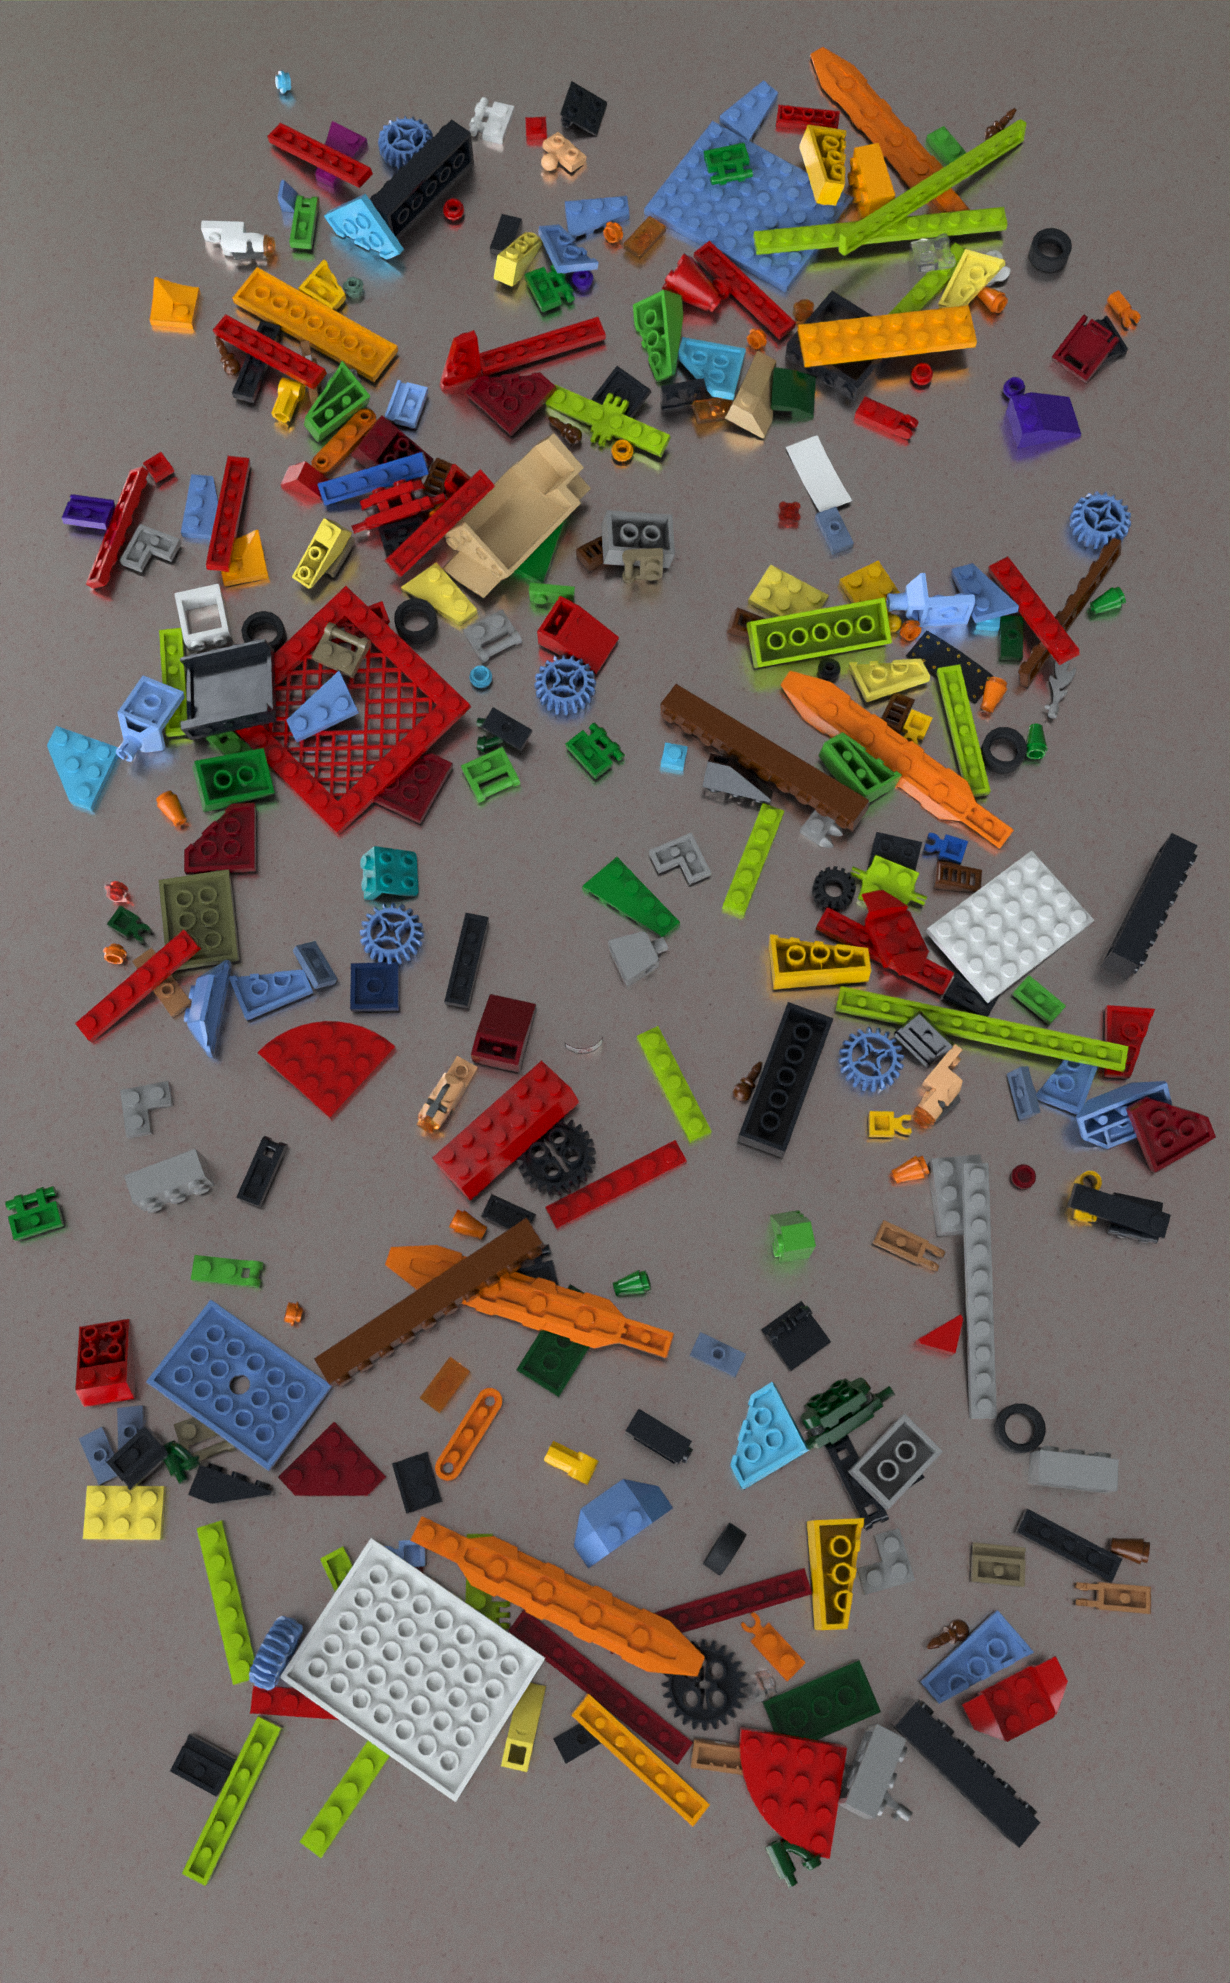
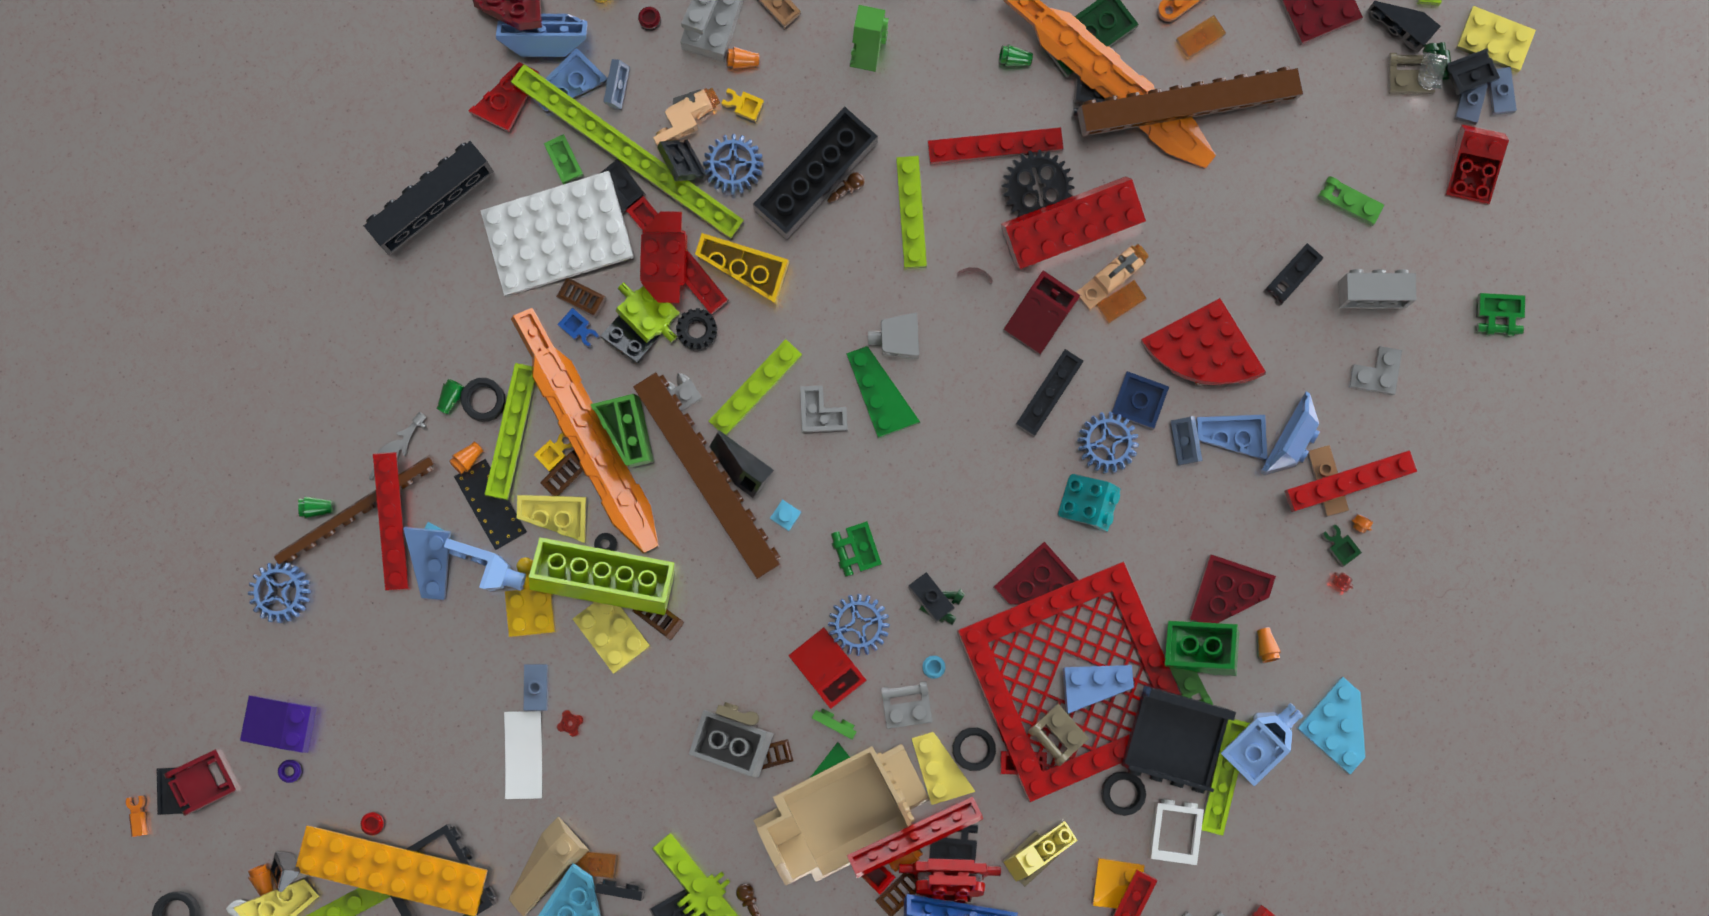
camera: 160 degrees left, 10 degrees up
(182, 1436) = (1432, 71): none -> clear bracket
(199, 1377) = (1362, 65): medium blue plate -> none
(204, 909) = (1271, 533): olive plate -> none
(293, 1313) = (1307, 143): orange plate -> none
(427, 1076) = (1121, 301): none -> clear orange plate
(467, 1225) = (1135, 159): orange cone -> none
(487, 768) = (962, 570): bright green plate -> none
(505, 1213) = (1097, 154): black plate -> none
(622, 445) = (703, 864): light orange plate -> none
(793, 392) = (508, 853): dark green slope -> none
(886, 418) = (431, 791): red hinge -> none
(910, 630) = (512, 553): orange plate -> none
(978, 308) = (283, 869): none -> slope
(1011, 638) = (421, 507): dark green plate -> none

